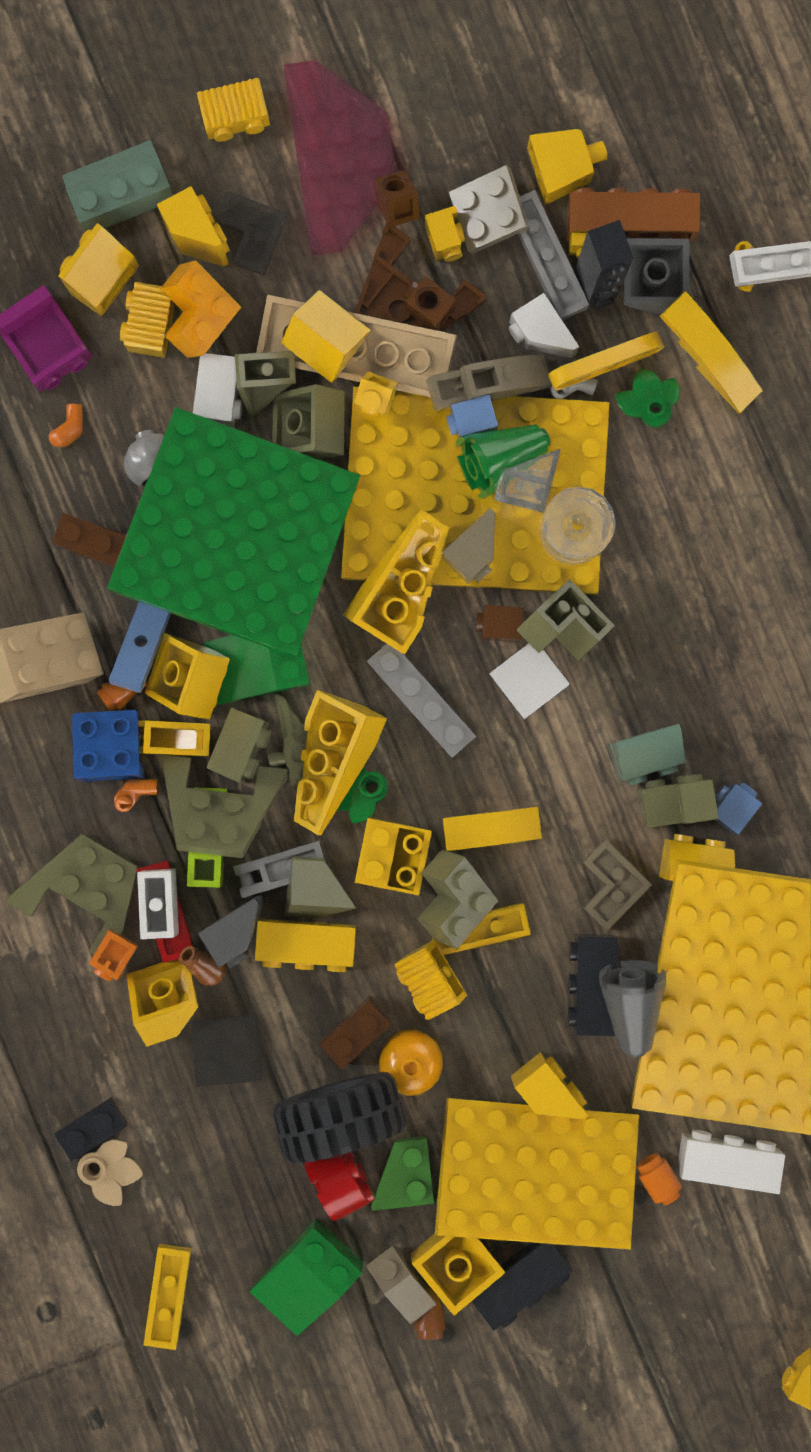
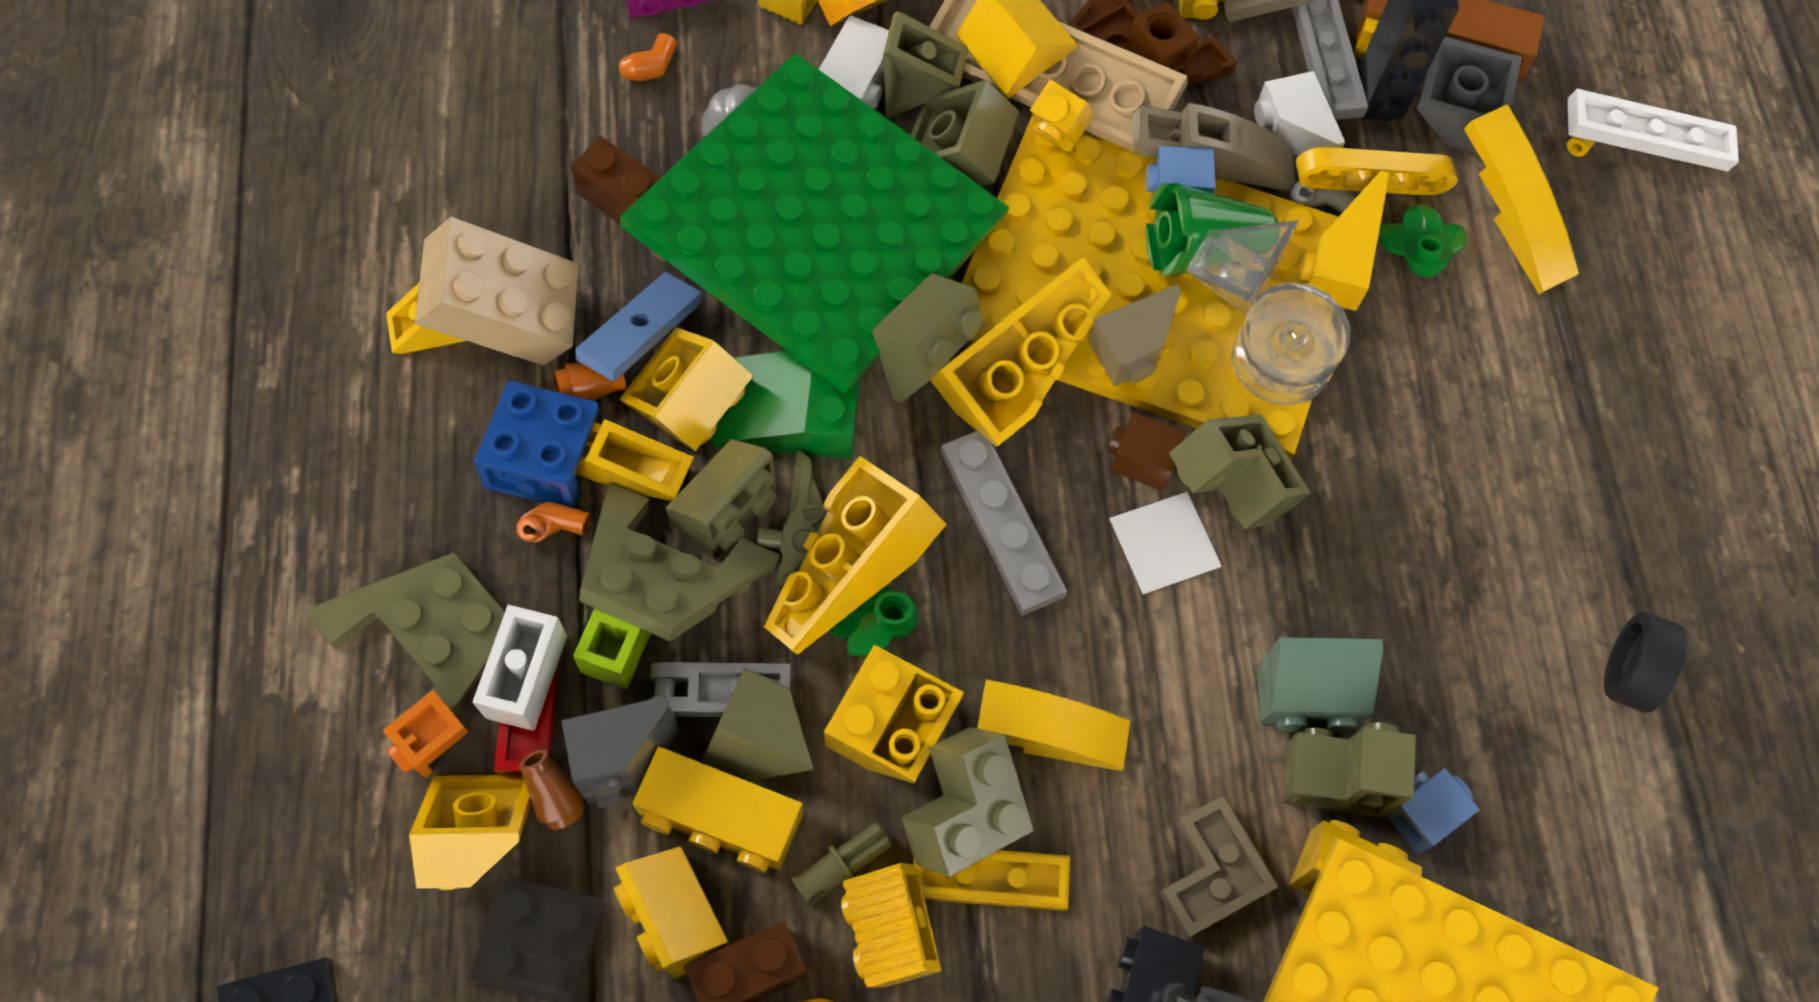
camera: 15 degrees right, 20 degrees down
(300, 1015) = (672, 910): none -> yellow slope
(335, 596) = (926, 332): none -> olive slope
(389, 951) = (841, 863): none -> olive axle
(598, 443) = (1348, 247): none -> yellow slope

